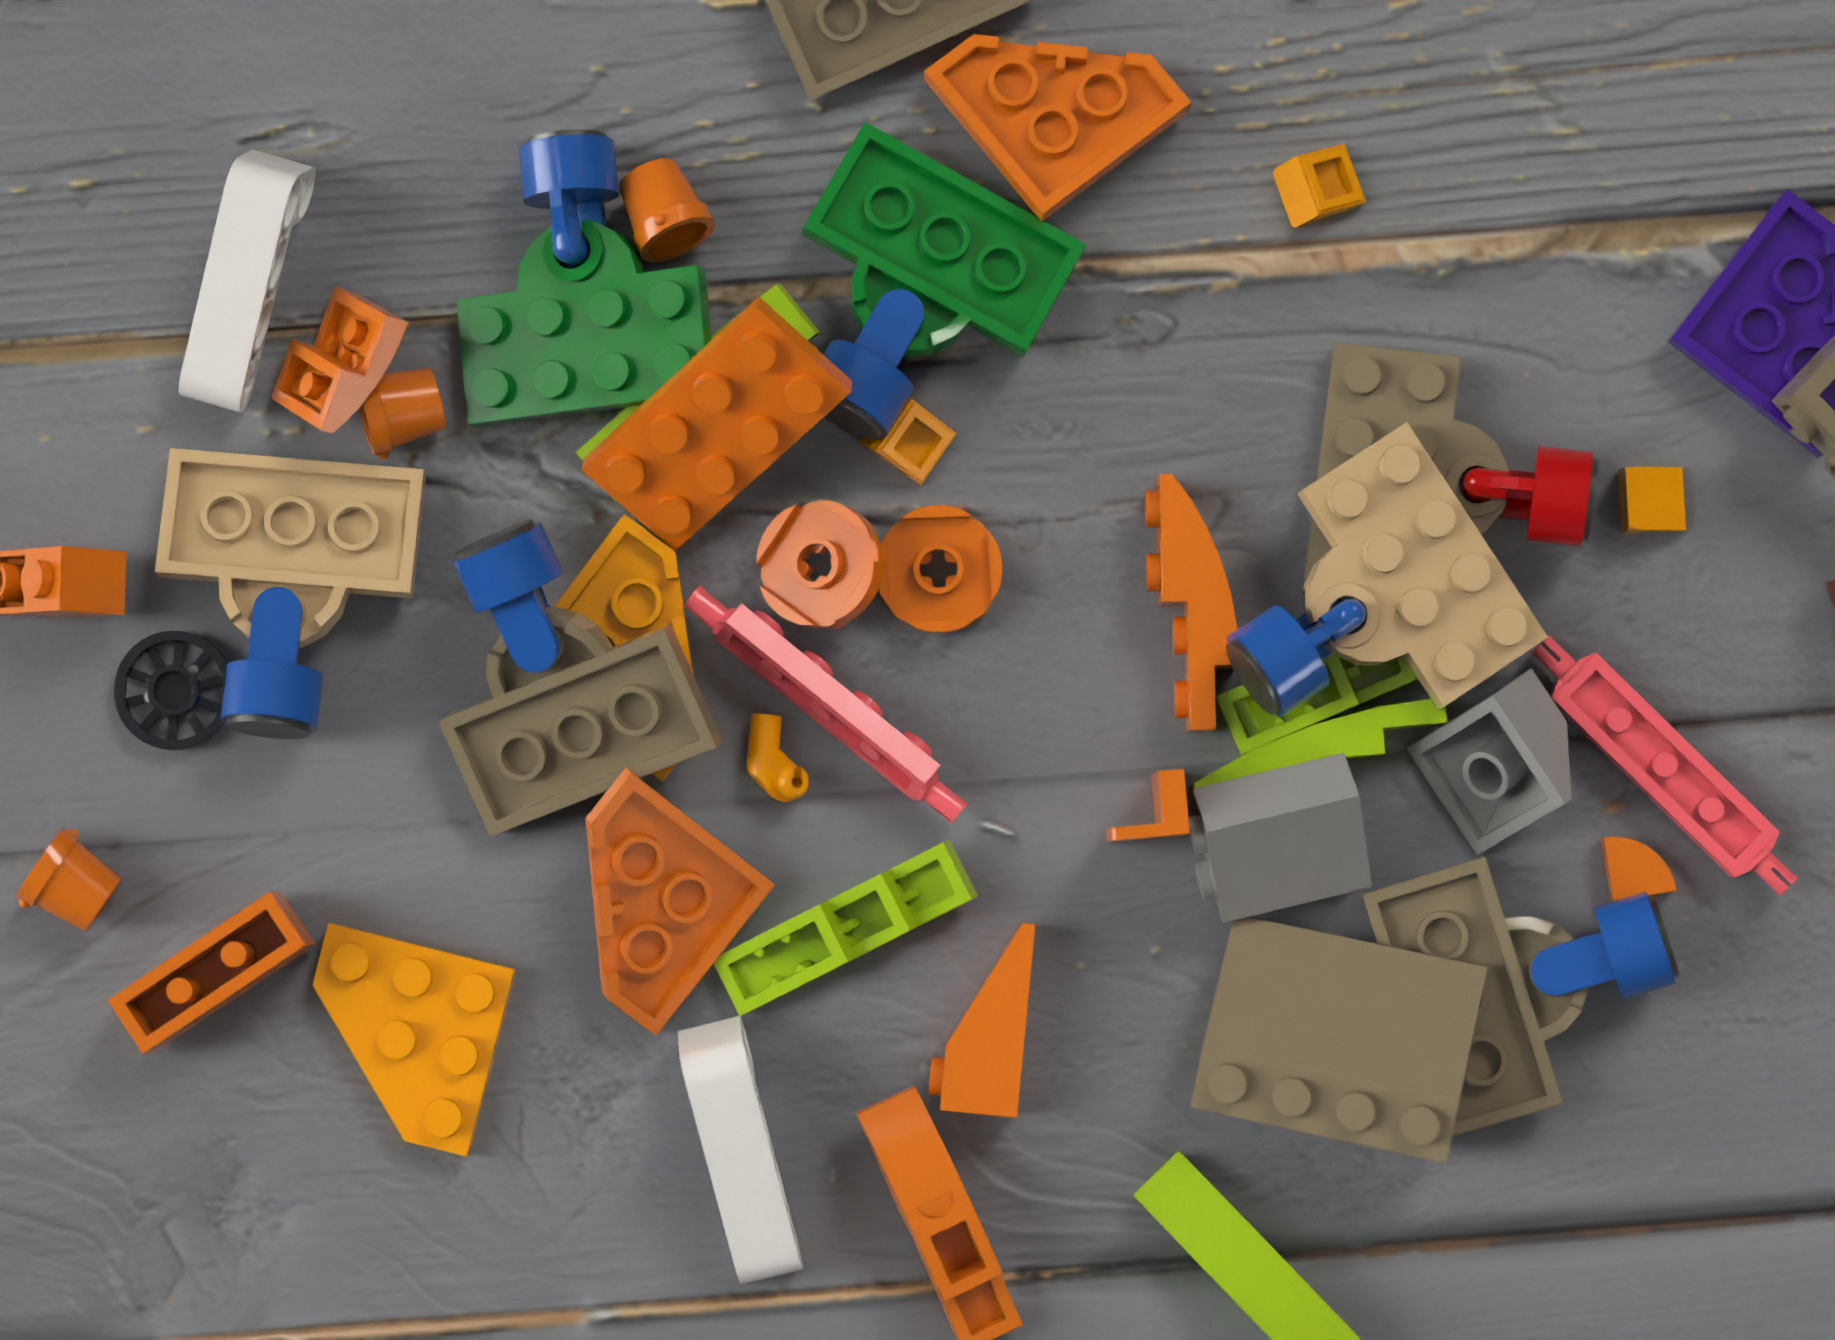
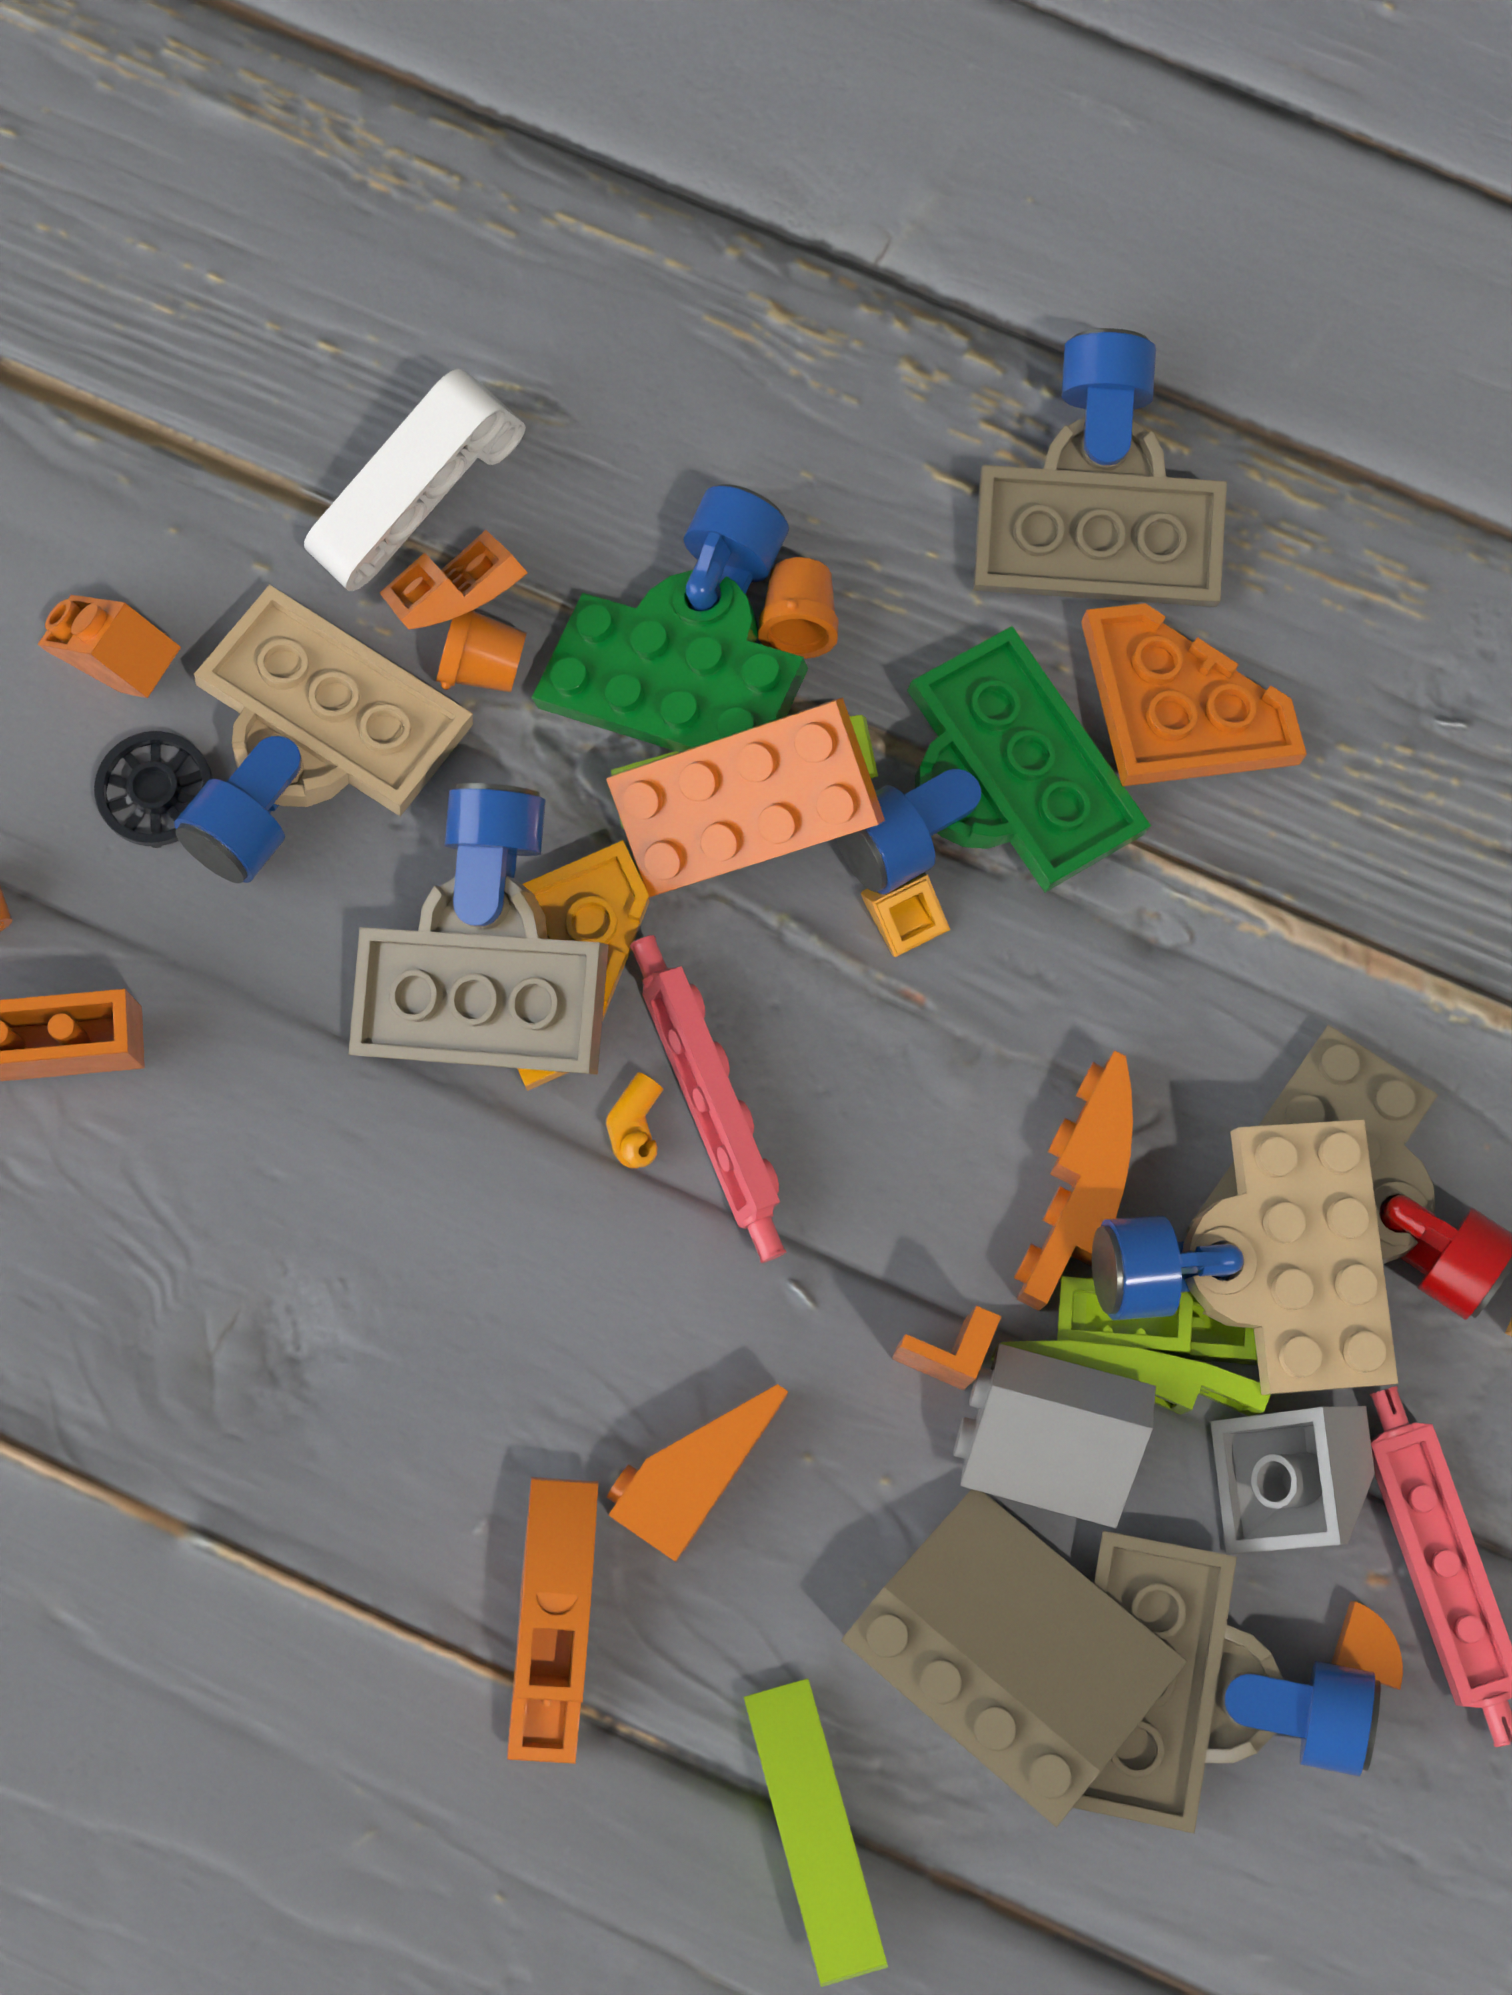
camera: 25 degrees right, 10 degrees down
(417, 1027) = (187, 1190): light orange plate -> none
(661, 899) = (466, 1188): orange plate -> none
(738, 1149) = (405, 1454): white beam -> none
(844, 927) = (615, 1305): lime slope -> none
(855, 562) = (788, 1000): orange plate -> none
(965, 595) = (858, 1001): orange plate -> none
(1318, 185) = (1380, 885): light orange slope -> none

